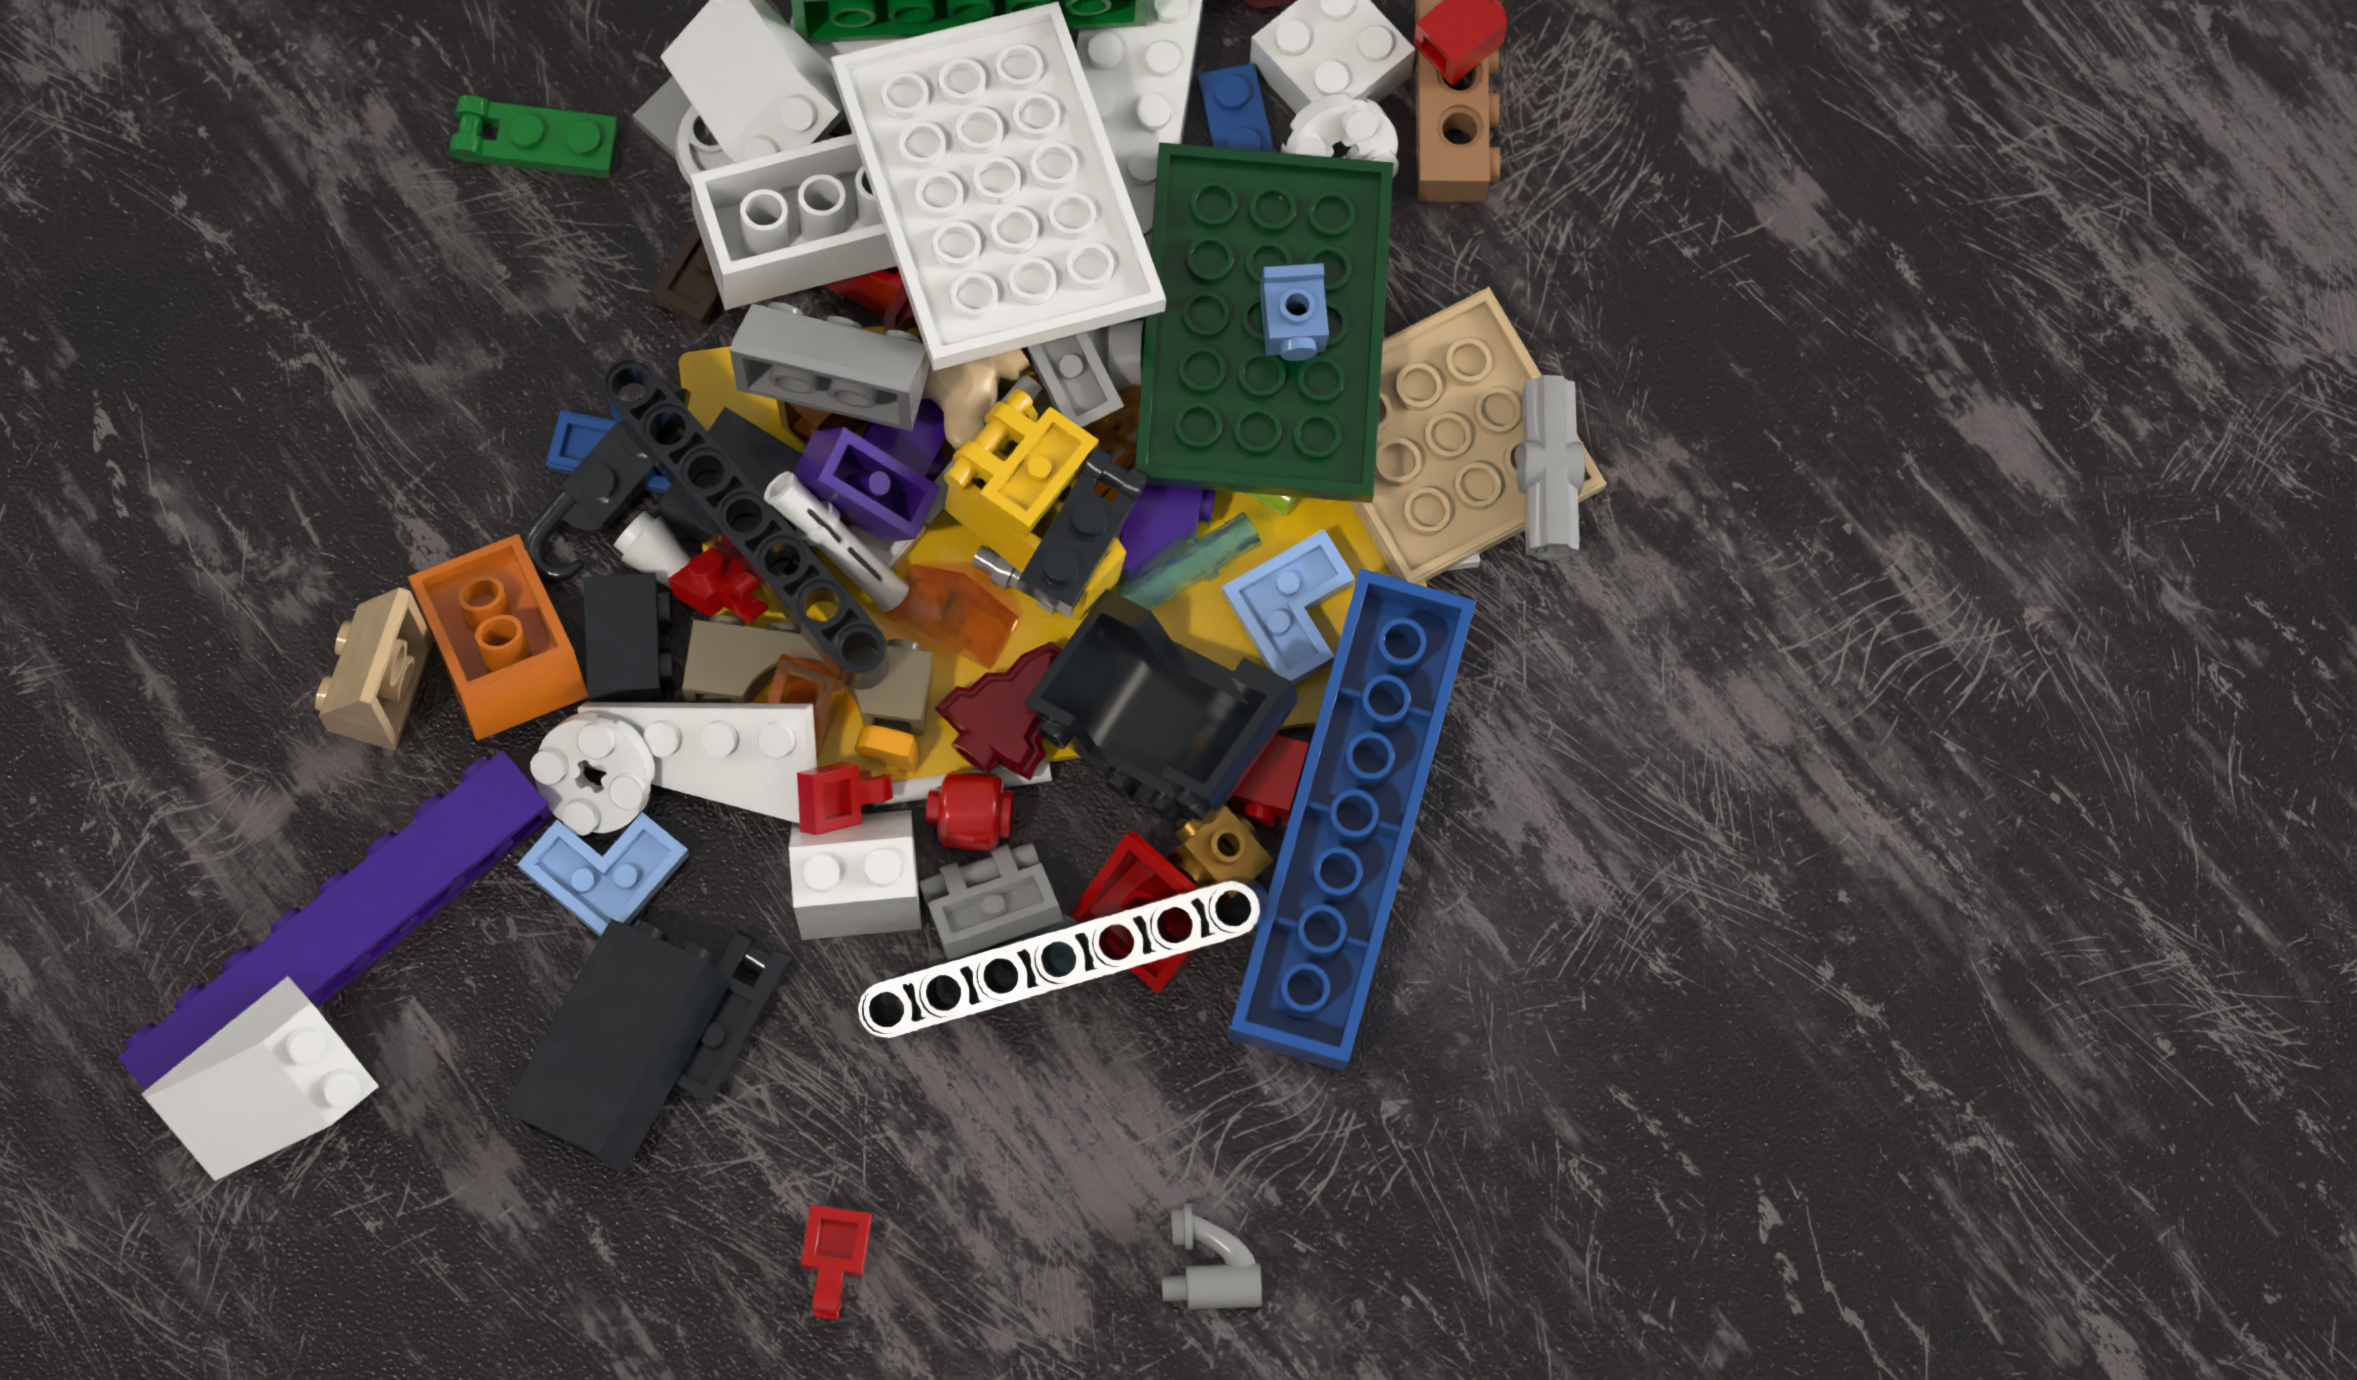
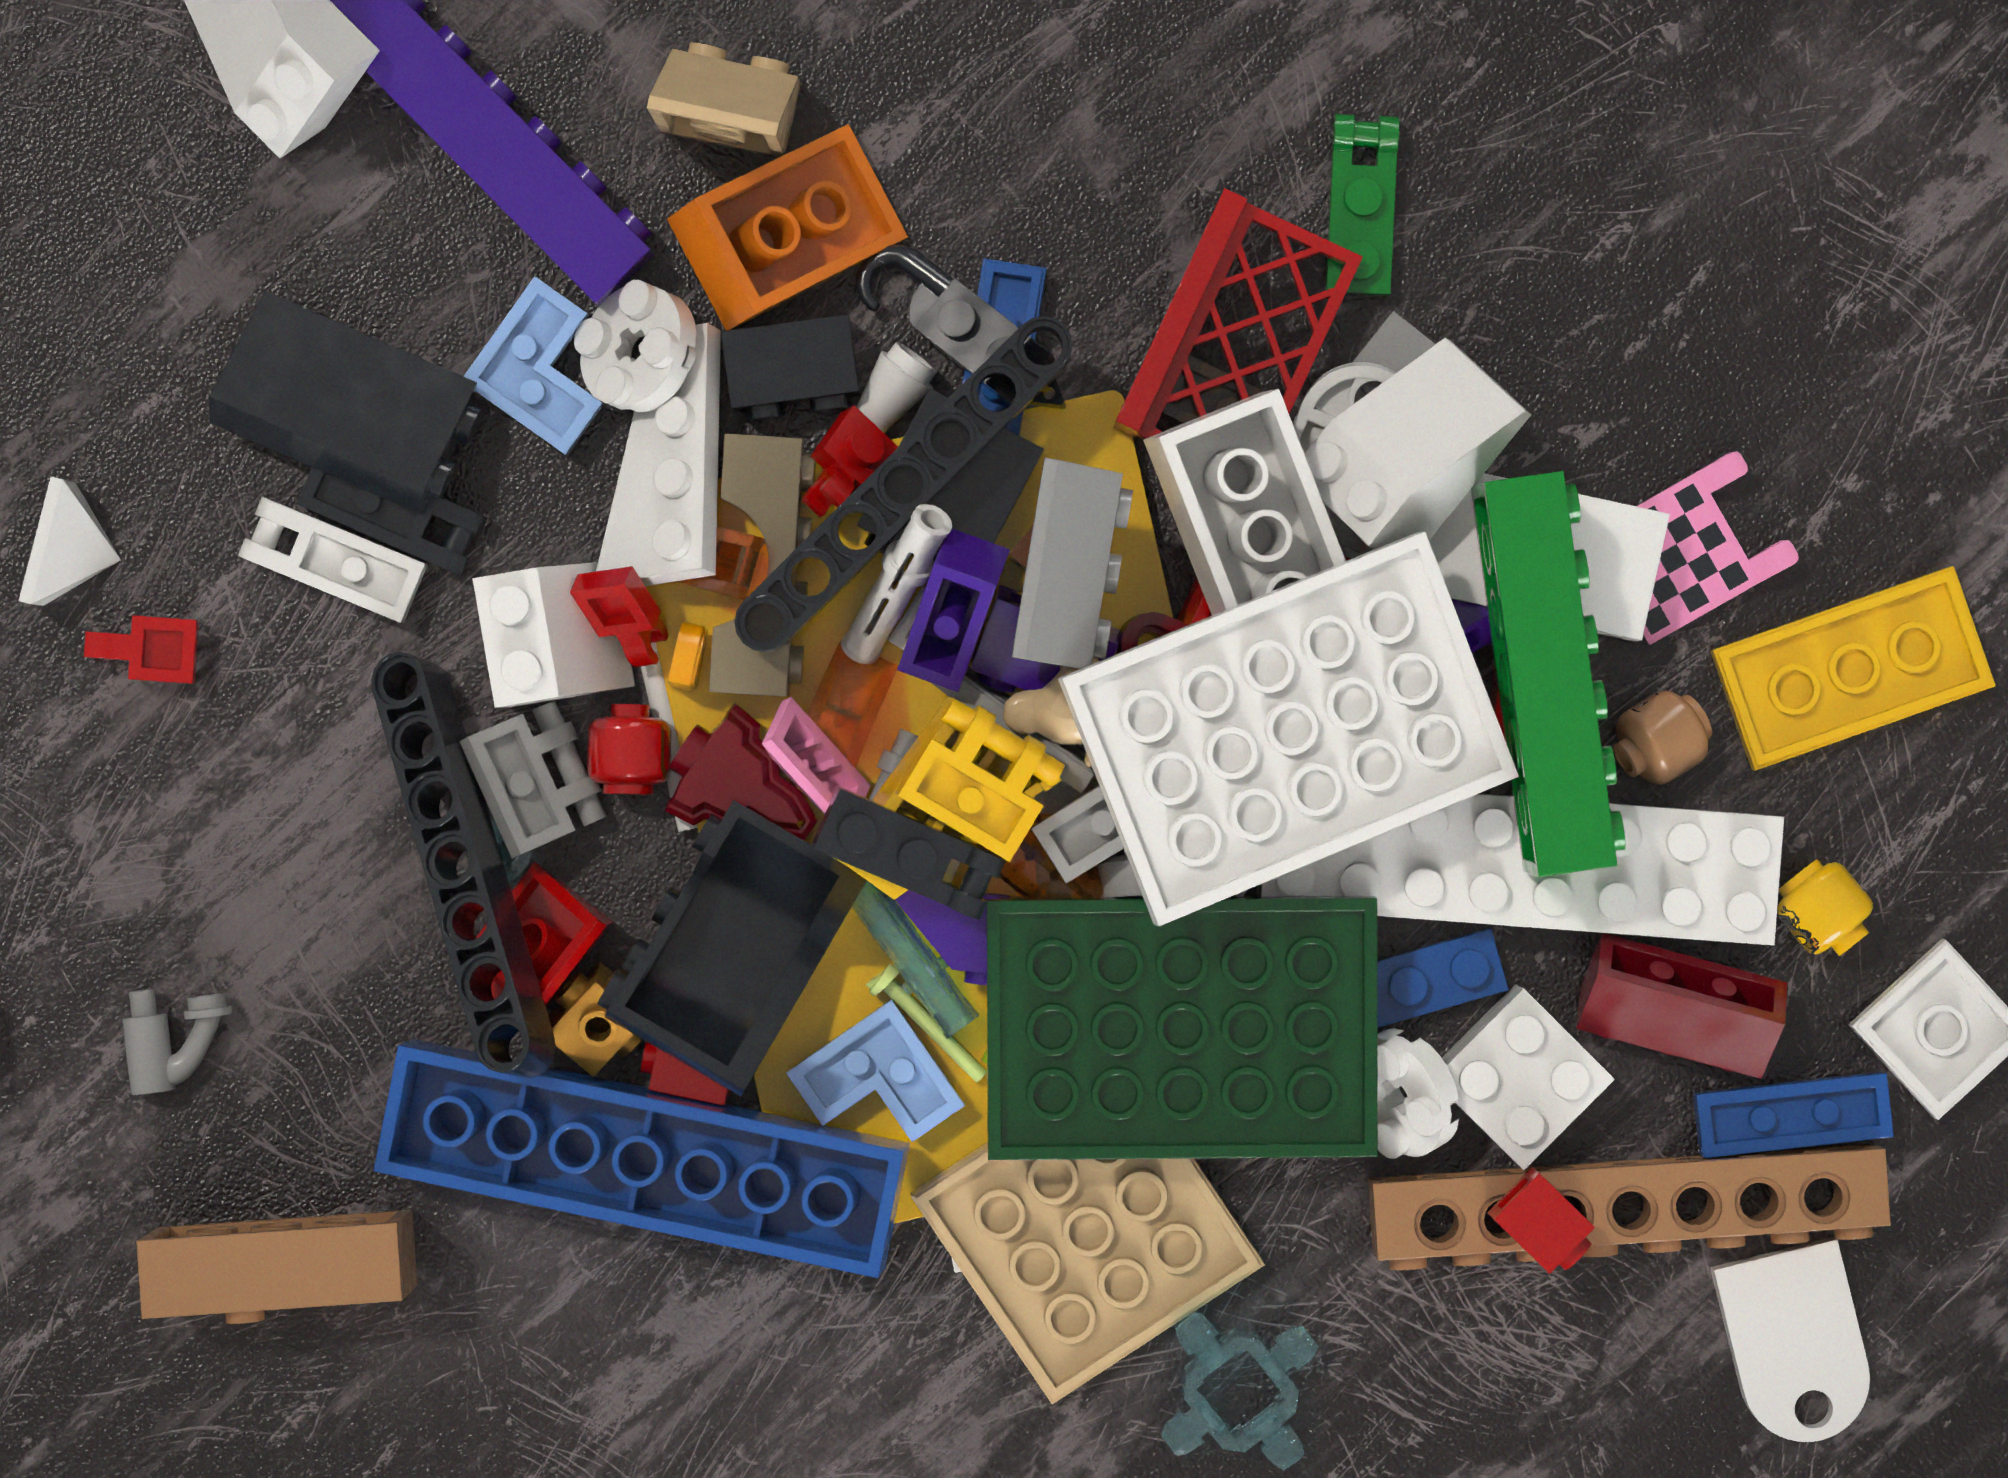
camera: 90 degrees right, 15 degrees up
(606, 278) = (1196, 299): none -> red fence
(728, 1325) = (66, 545): none -> white slope
(766, 1074) = (335, 561): none -> white plate
(997, 638) = (810, 756): none -> bright pink slope
(1205, 596) = (886, 982): none -> yellowish green piece
(1294, 288) = (1199, 1042): medium blue brick -> none
(1432, 1165) = (276, 1265): none -> medium nougat brick
(1550, 467) = (1053, 1345): light grey piece -> none
(1639, 299) = (1280, 1443): none -> clear light blue piece

